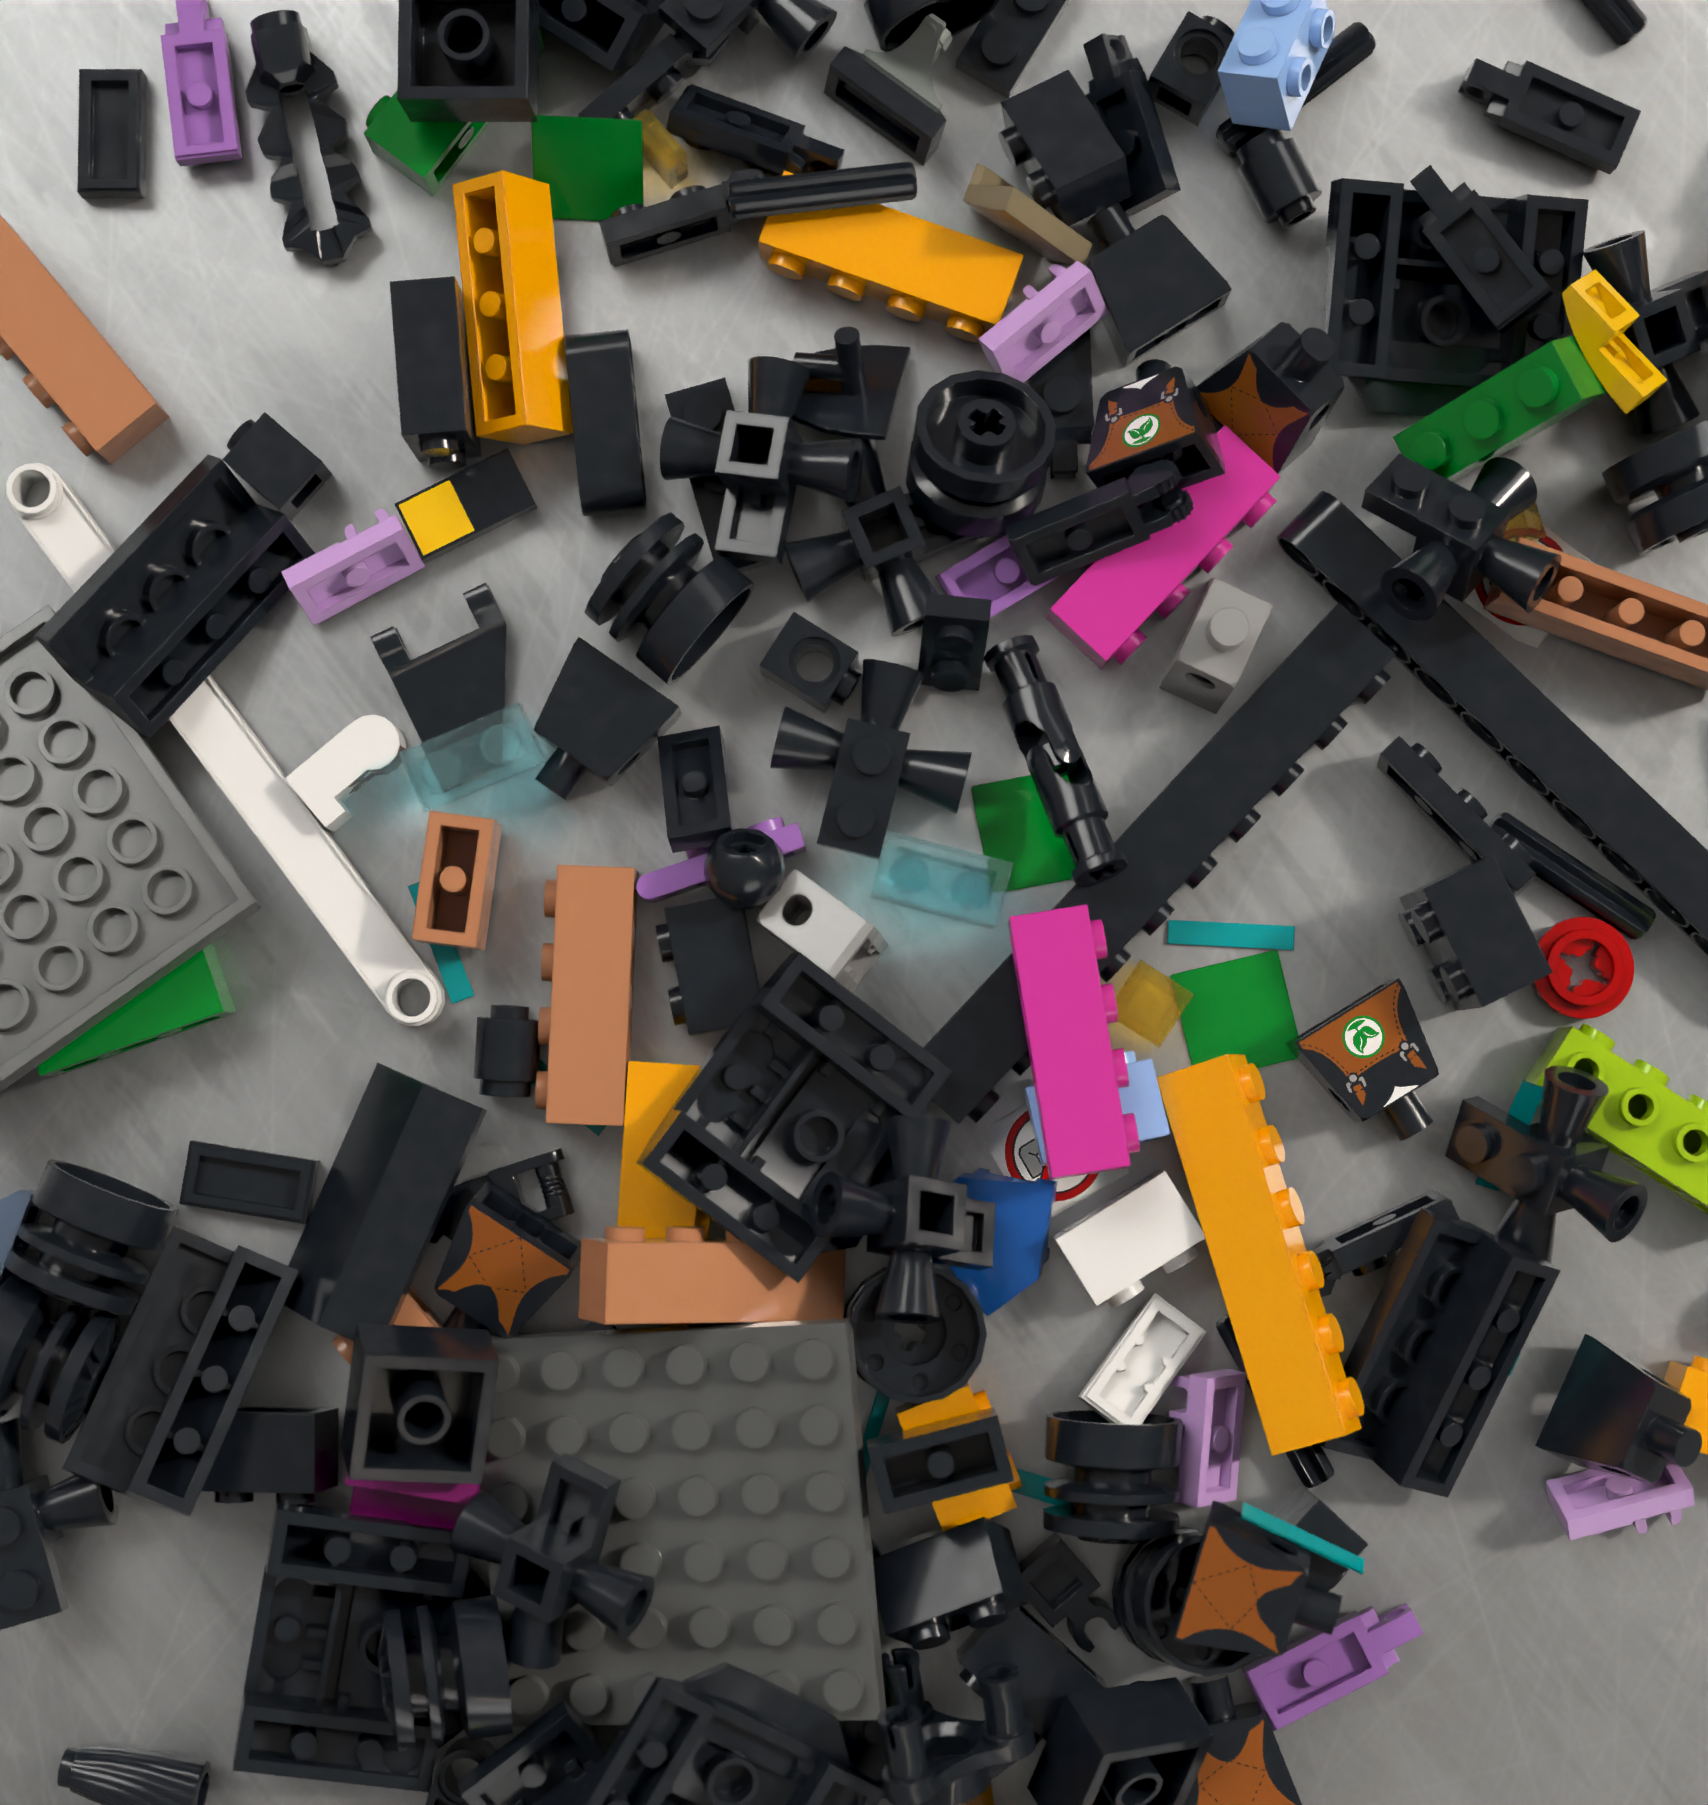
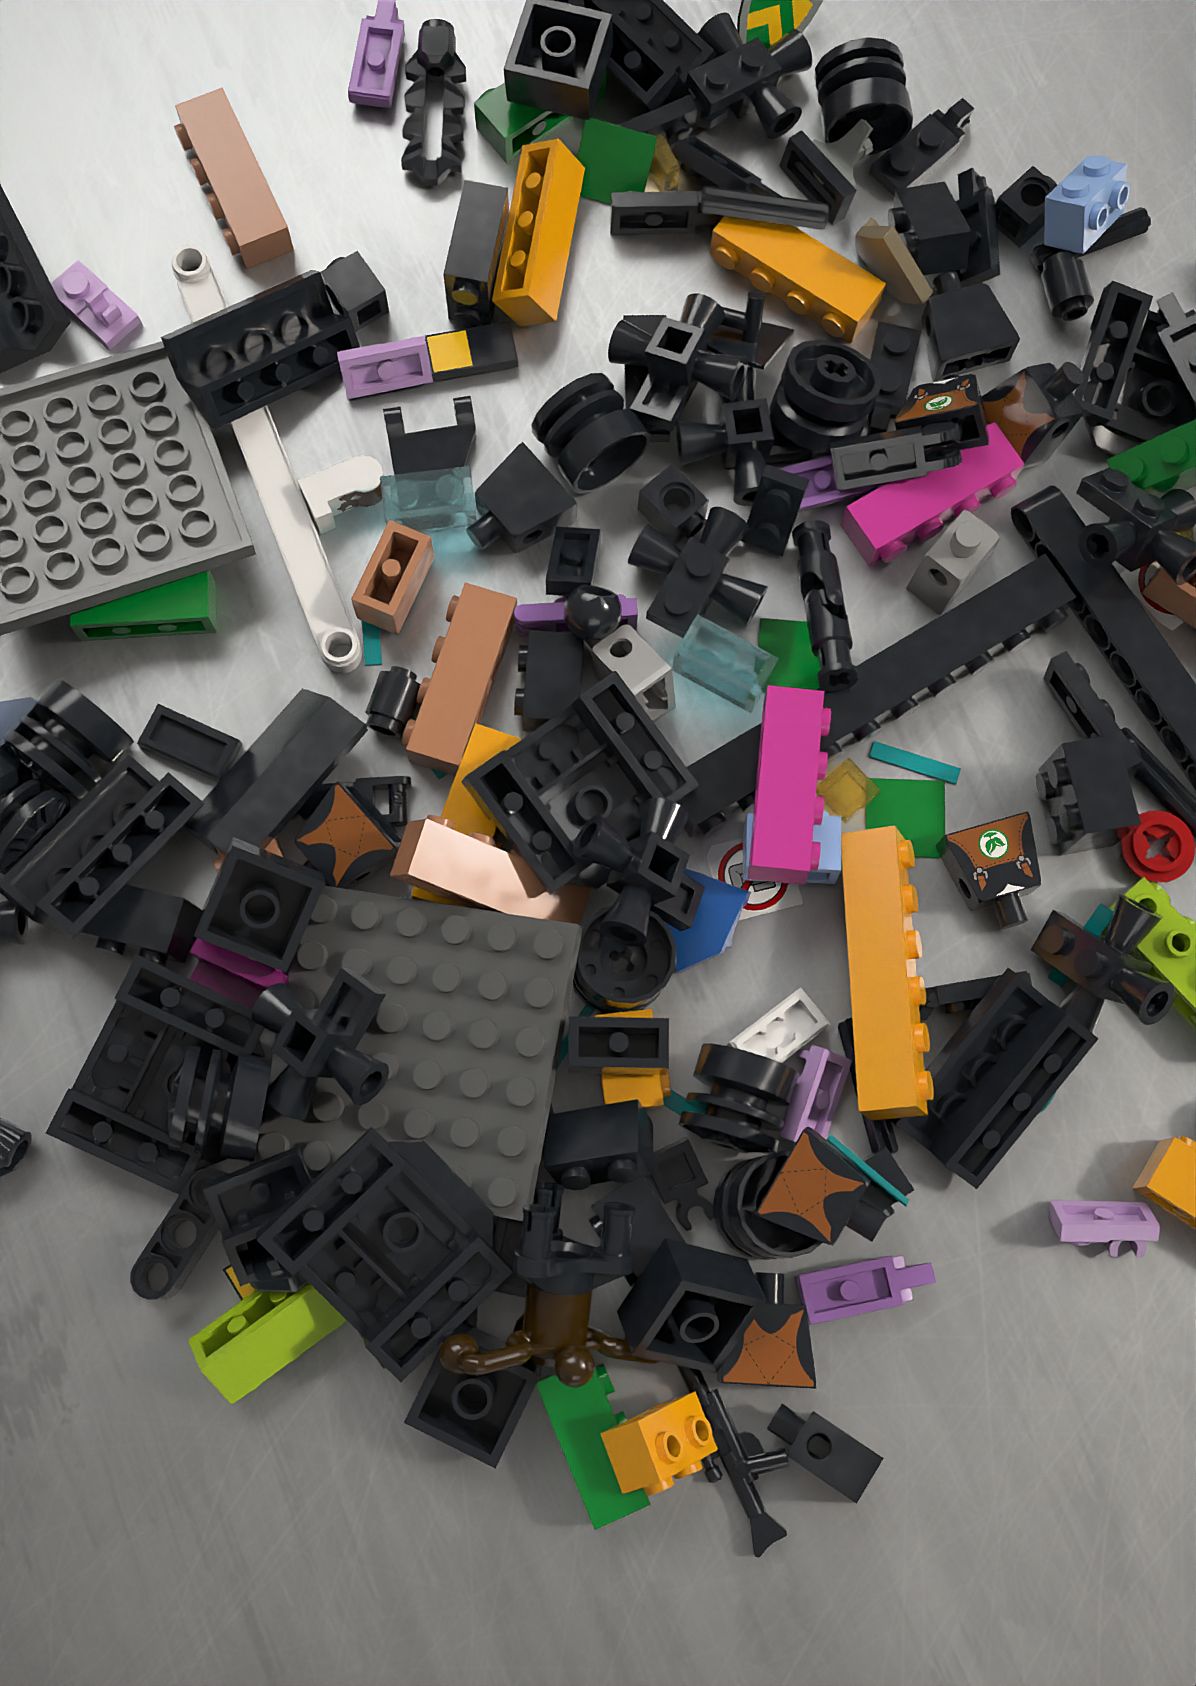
camera: 15 degrees right, 10 degrees down
(112, 133) = (311, 73): black tile -> none
(605, 422) = (579, 320): black beam -> none
(1044, 322) = (890, 326): lavender plate -> none
(1130, 1239) = (792, 944): white brick -> none
(1619, 1417) = (1115, 1161): black torso -> none

